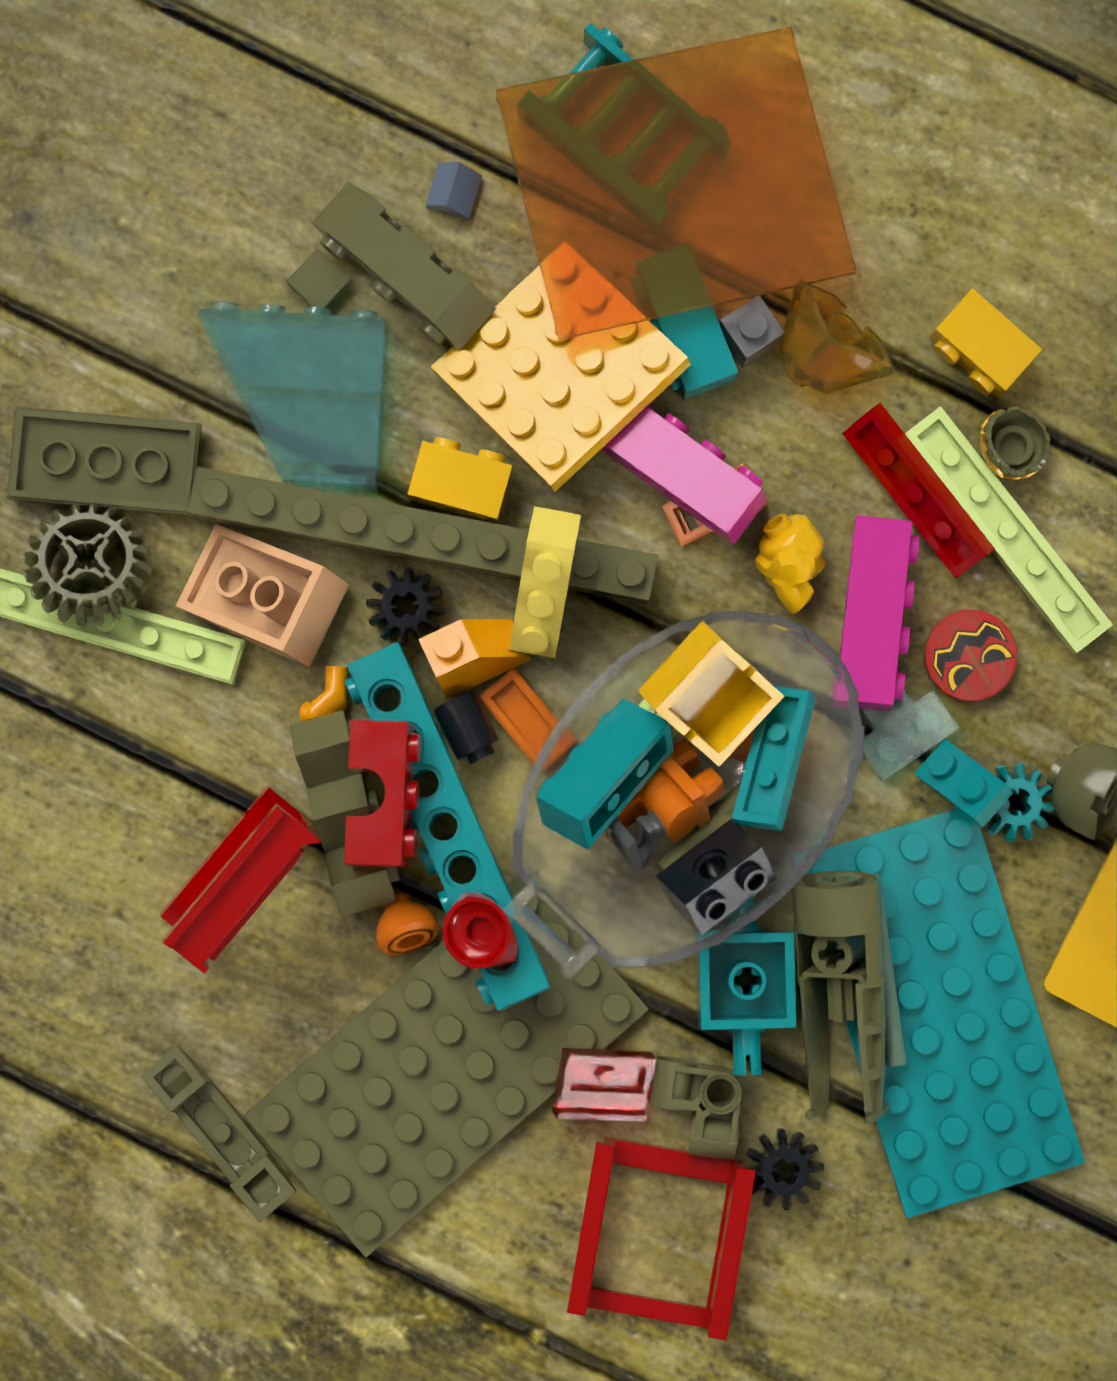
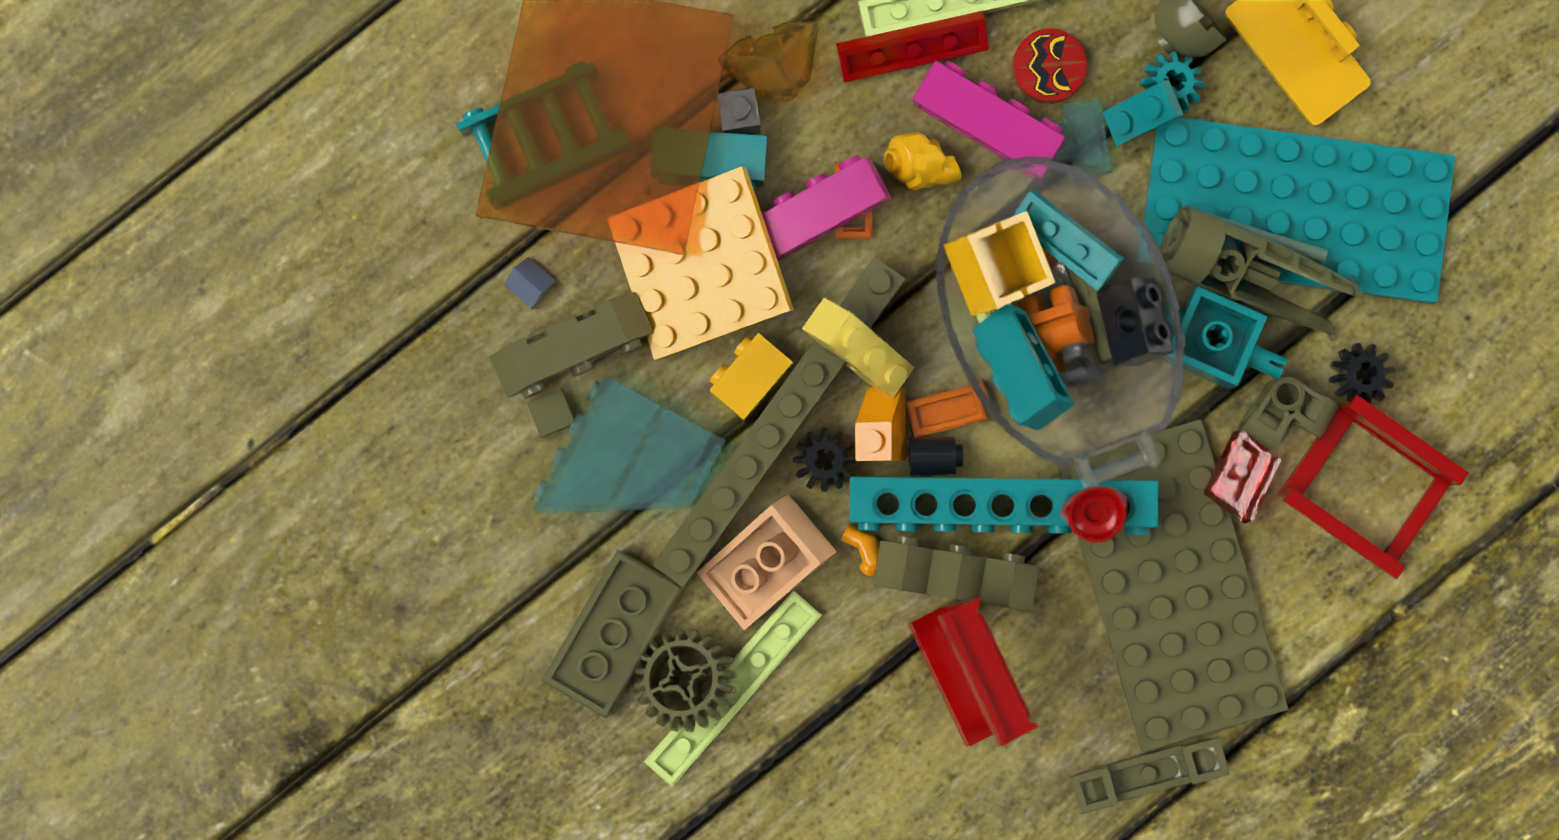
camera: 60 degrees left, 0 degrees up
(385, 835) = (993, 550): red arch -> none
(405, 927) = (1060, 568): orange brick -> none

